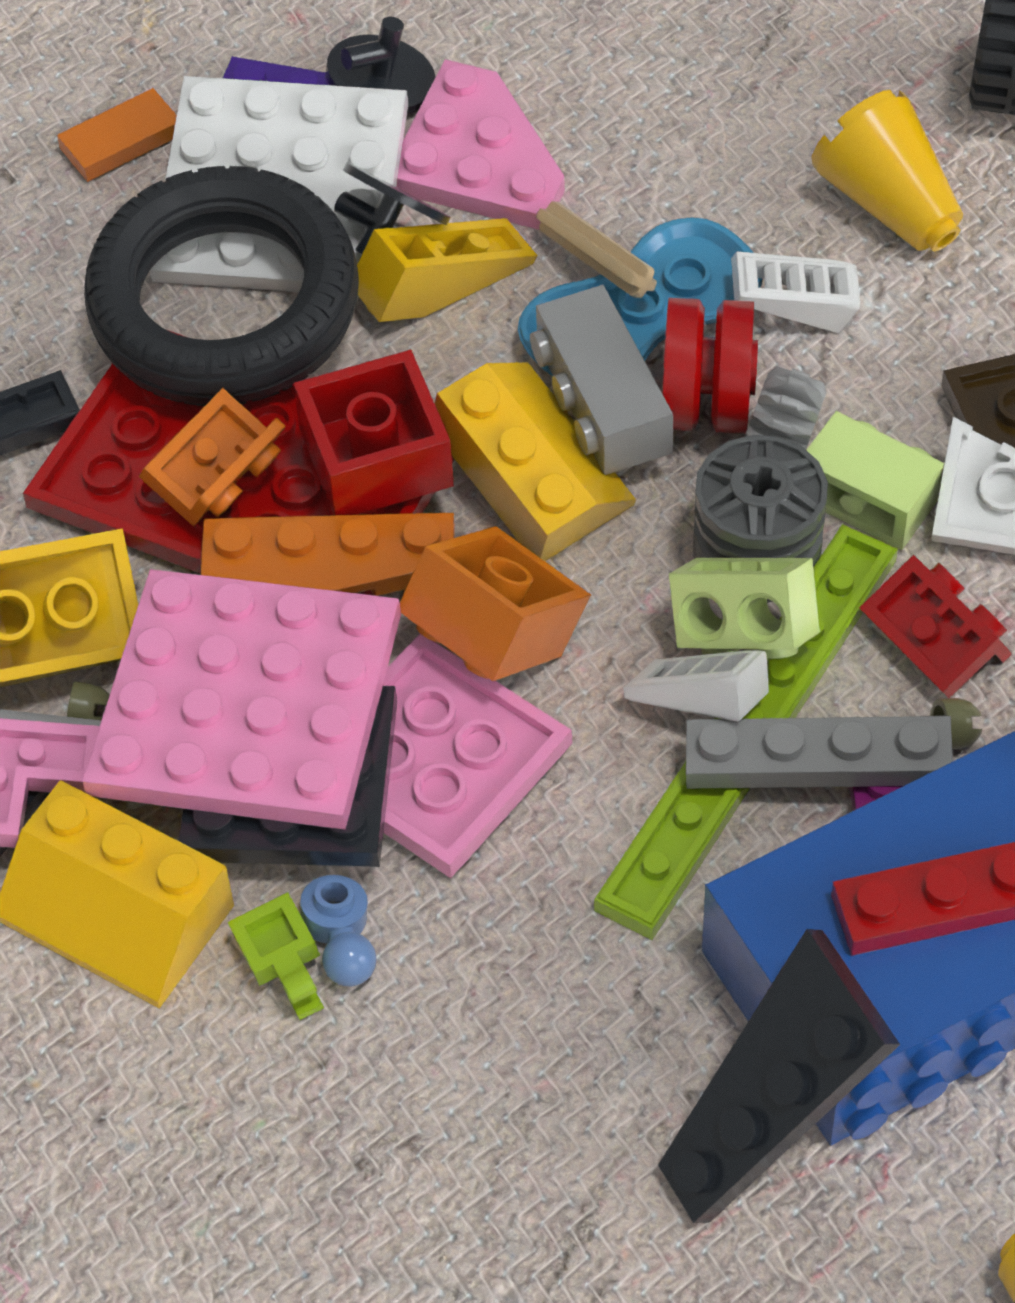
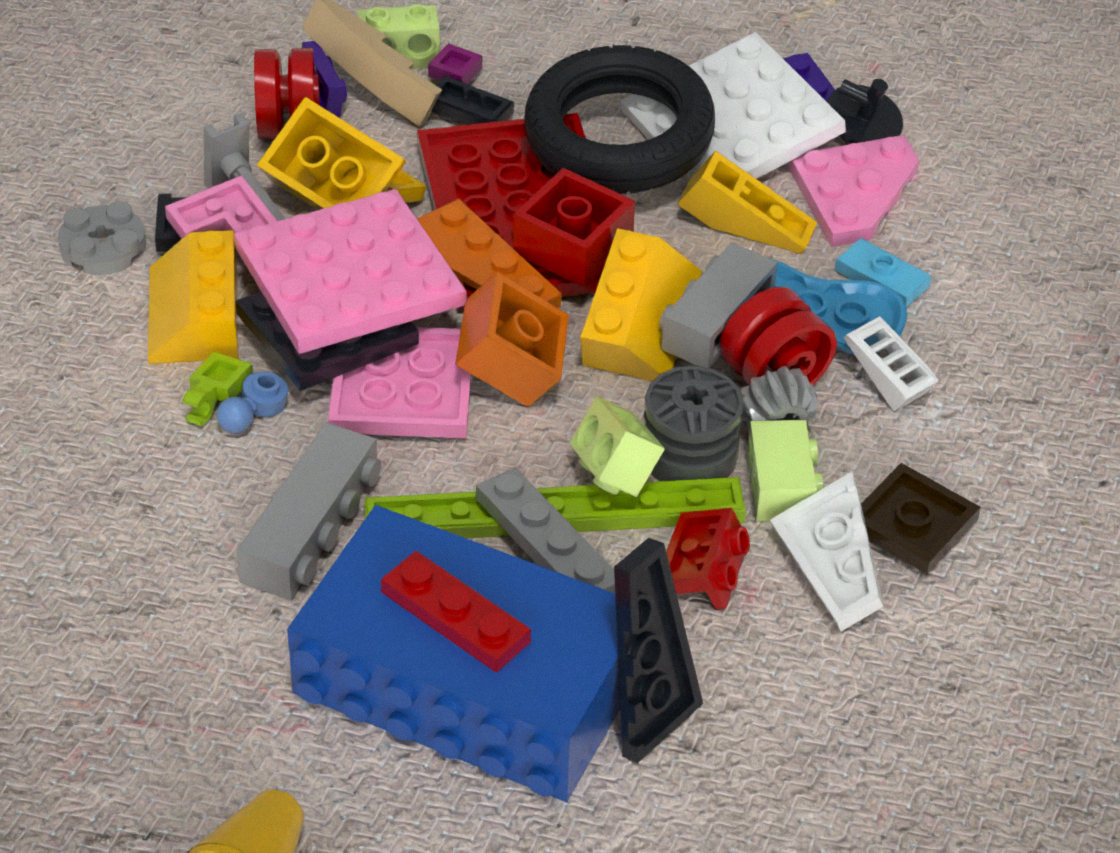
camera: 50 degrees right, 10 degrees down
(118, 134) = (697, 40): orange tile -> none
(209, 457) = (499, 177): orange bracket -> none
(387, 210) = (749, 145): black shield -> none
(581, 968) = (308, 511): none -> light grey brick
(596, 249) = (821, 261): tan axle -> none
(636, 208) = (874, 264): none -> medium azure plate
(705, 684) = (550, 466): white slope -> none
(784, 1072) = (278, 607): black wing -> none
(891, 171) = (1030, 356): yellow cone -> none

